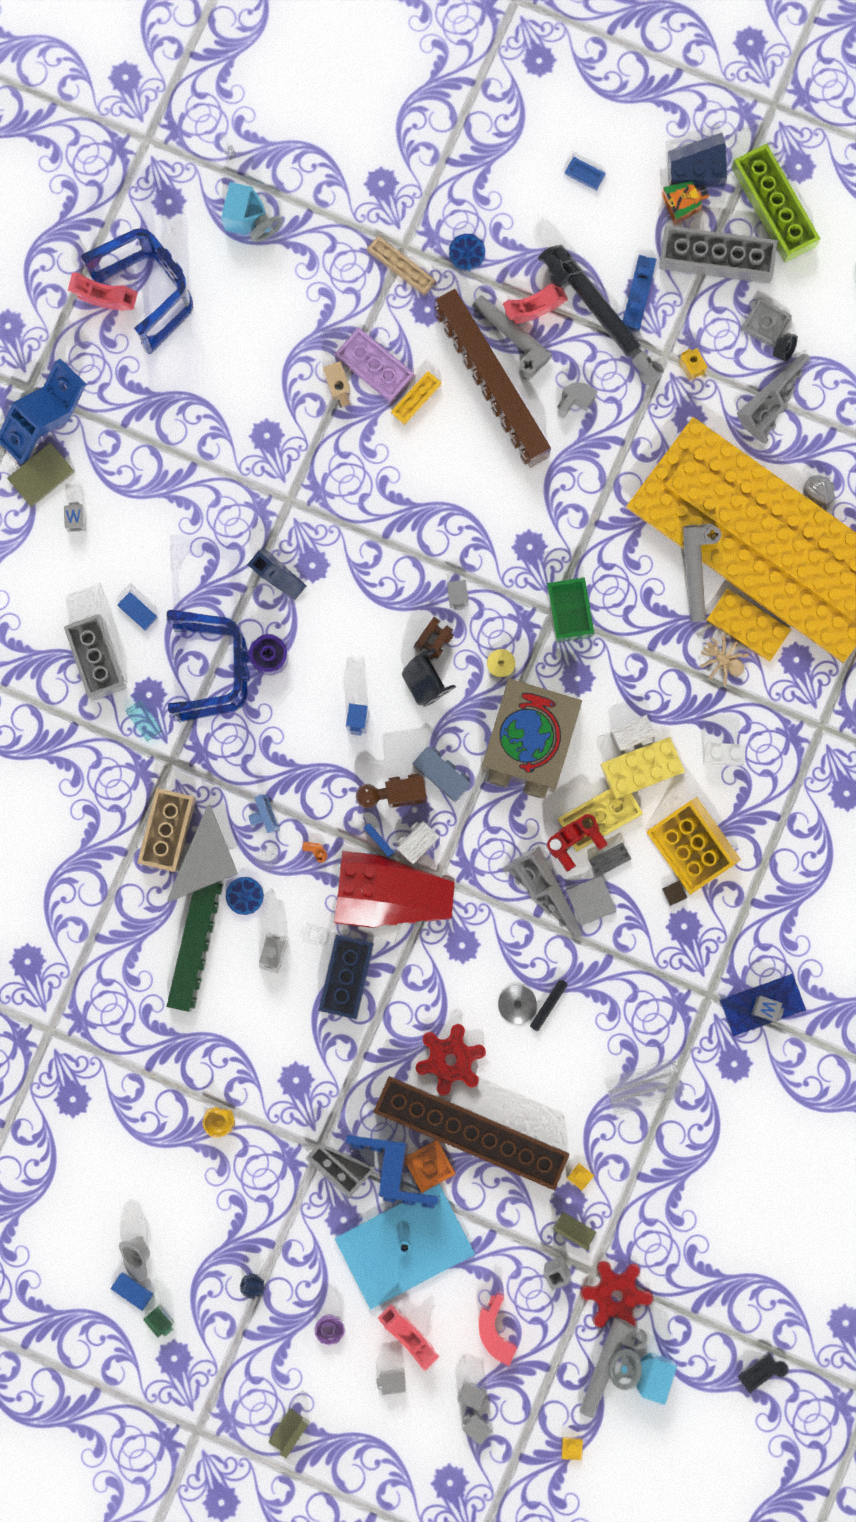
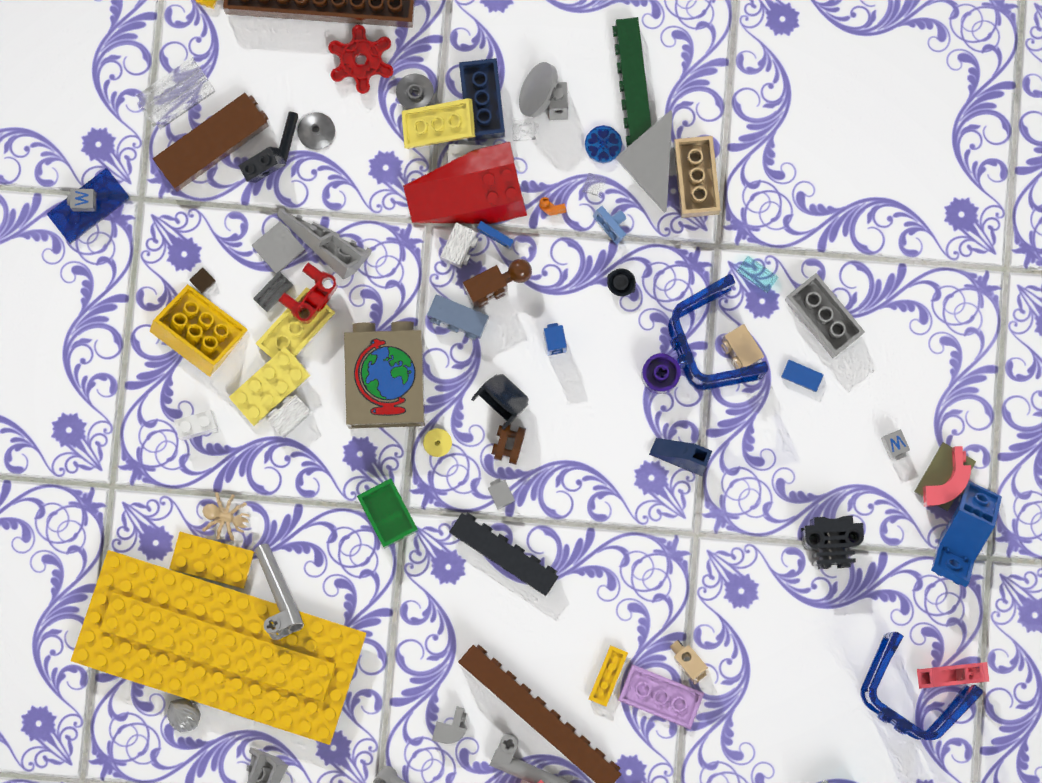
camera: 155 degrees right, 0 degrees up
(36, 459) = (954, 486): none -> coral arch
(166, 447) = (832, 540): none -> black piece
(183, 651) = (741, 348): none -> tan brick
(275, 754) = (621, 282): none -> black hat
(289, 965) = (537, 89): none -> light grey tile
(397, 965) = (438, 123): none -> light yellow plate
(406, 1018) = (414, 83): none -> flat silver dish
(474, 538) = (503, 554): none -> black brick
(581, 984) = (262, 164): none -> black brick
(623, 1026) = (211, 141): none -> reddish brown brick

